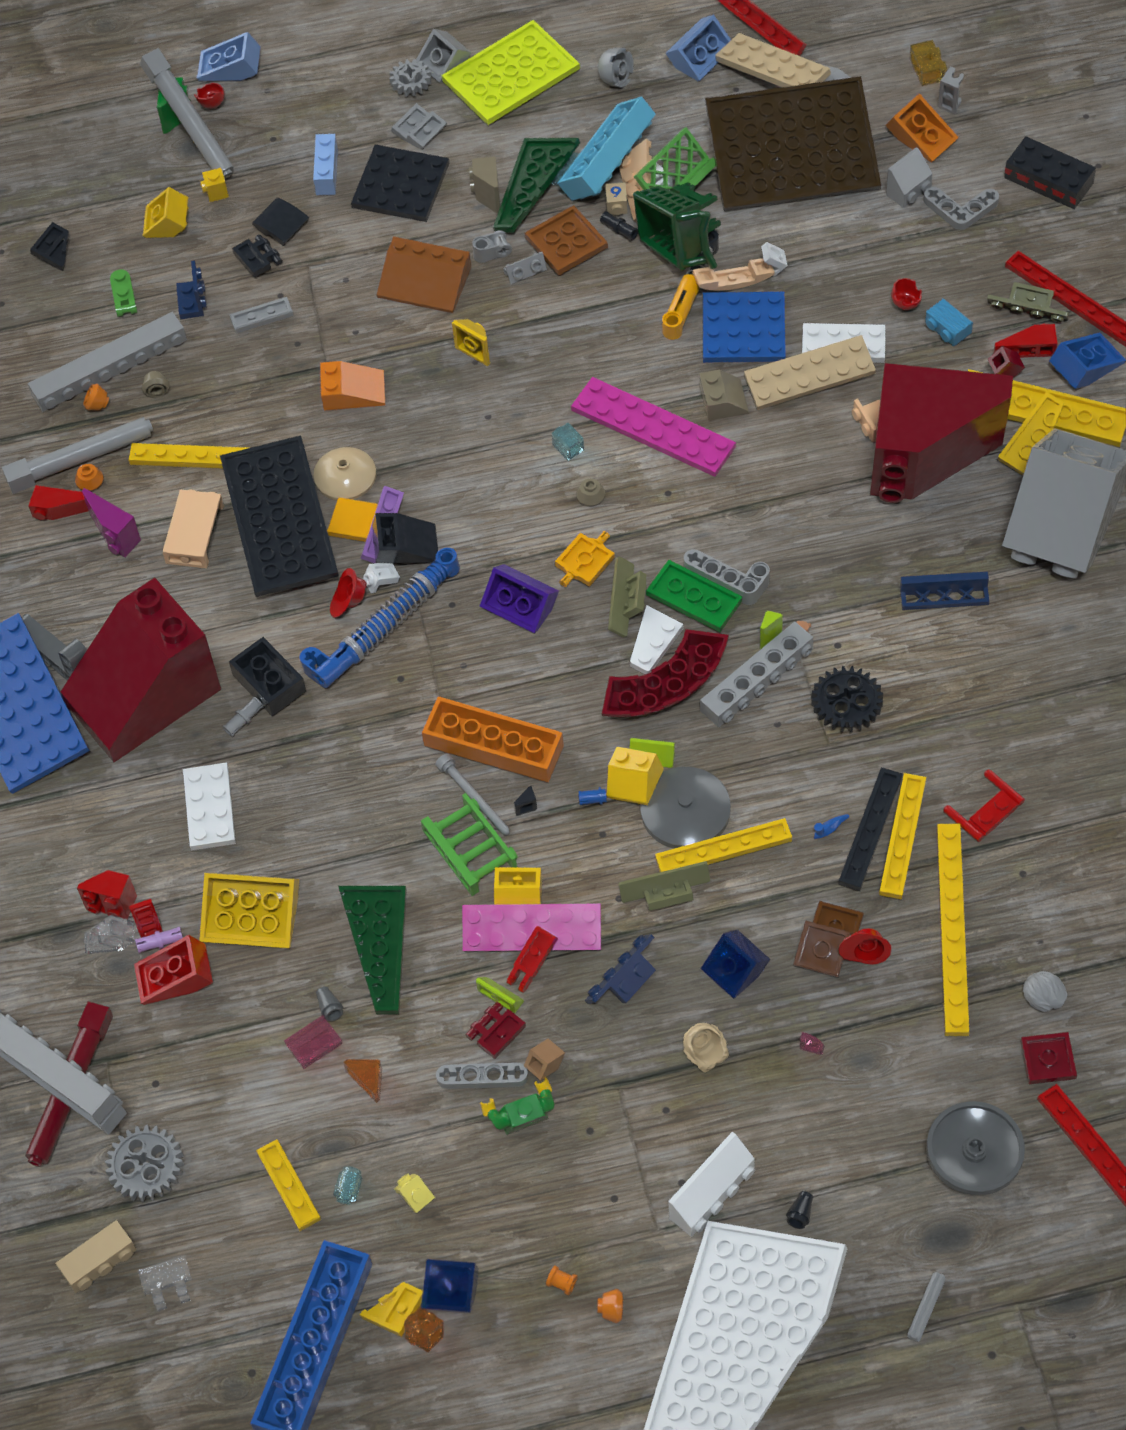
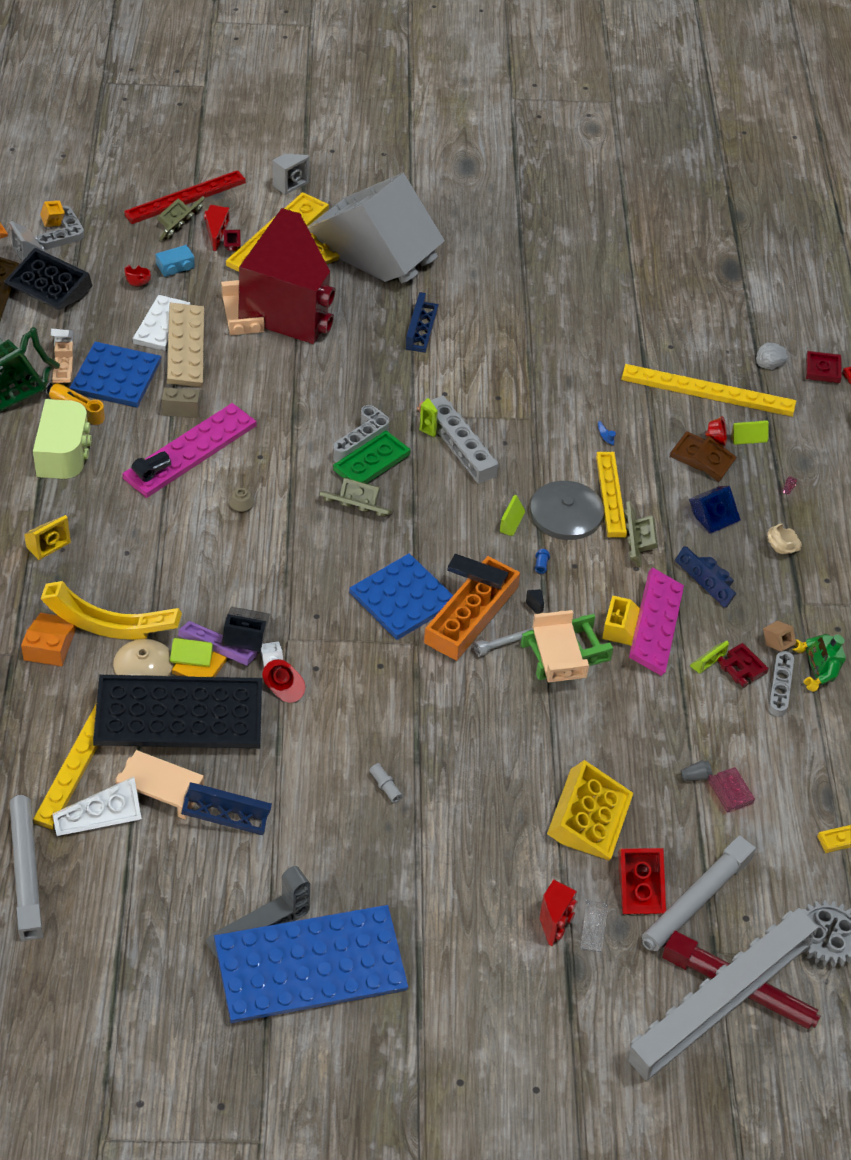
camera: 85 degrees left, 10 degrees down
(56, 503) = (77, 897): red slope -> none
(88, 477) = (57, 863): orange cone -> none
(113, 523) = (131, 845): magenta slope -> none
(140, 671) = (331, 830): dark red slope -> none
(145, 919) = (586, 887): red slope -> none
(151, 491) = (103, 809): none -> white wing
(158, 939) = (605, 886): lavender pin -> none
(175, 570) = (226, 804): none -> dark blue fence
(209, 806) = (471, 827): white plate -> none
(217, 1054) = (732, 861): none -> light grey brick
(267, 676) = (353, 751): black brick -> none
(352, 648) = (344, 685): blue piece -> none
(357, 506) = (191, 652): none -> lime slope
(367, 1075) = (773, 756): clear orange slope -> none
(377, 928) = (633, 725): dark green wing -> none
(379, 415) = (103, 622): none -> yellow arch
(450, 831) = (559, 646): none -> light nougat panel
(501, 673) = (401, 596): none -> blue plate
(518, 597) = (333, 565): dark purple slope -> none
(530, 726) = (477, 571): none -> black tile
(532, 957) = (687, 624): red hinge -> none
(567, 441) = (184, 501): clear light blue brick -> none
(584, 559) = (309, 517): light orange plate -> none
(595, 391) = (147, 468): none -> black piece
(611, 307) = (62, 440): none -> yellowish green brick
(633, 775) = (534, 527): yellow slope -> none
(653, 640) = (404, 493): white wing -> none
(669, 682) = (453, 487): dark red brick -> none
(847, 699) = (487, 397): black gear -> none
(856, 219) = (49, 279): none -> black slope
(870, 829) = (617, 410): black plate -> none
(886, 986) = (750, 432): none -> lime slope
(902, 836) = (627, 395): yellow plate -> none
(972, 184) = (52, 213): none -> light orange brick
(992, 813) = (617, 346): red plate -> none
(1050, 172) = (61, 175): black brick -> none
(1086, 359) = (247, 203): blue slope -> none

